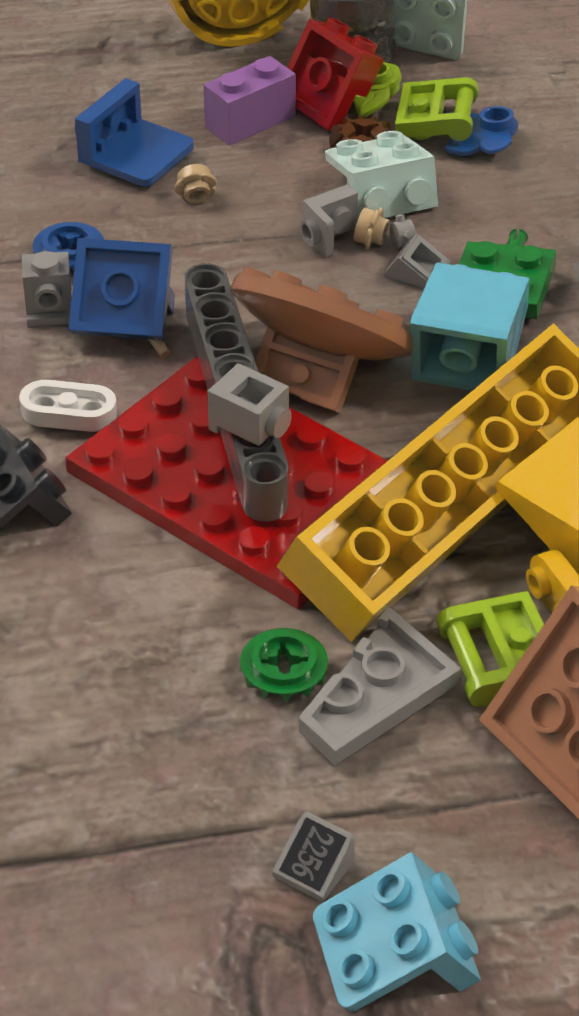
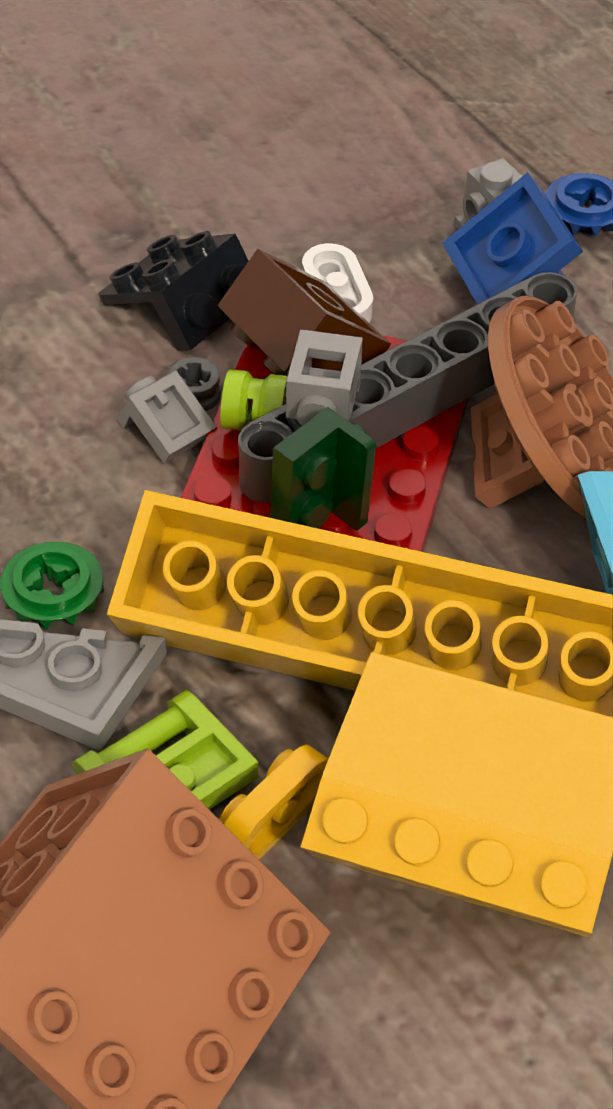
camera: 65 degrees right, 5 degrees up
(115, 522) = (204, 373): none -> dark grey bush
(129, 423) = (277, 300): none -> reddish brown slope
(147, 540) = (166, 415): none -> light grey bracket
(196, 476) = (249, 398): none -> lime wheel
(322, 449) = (323, 472): none -> dark green bracket

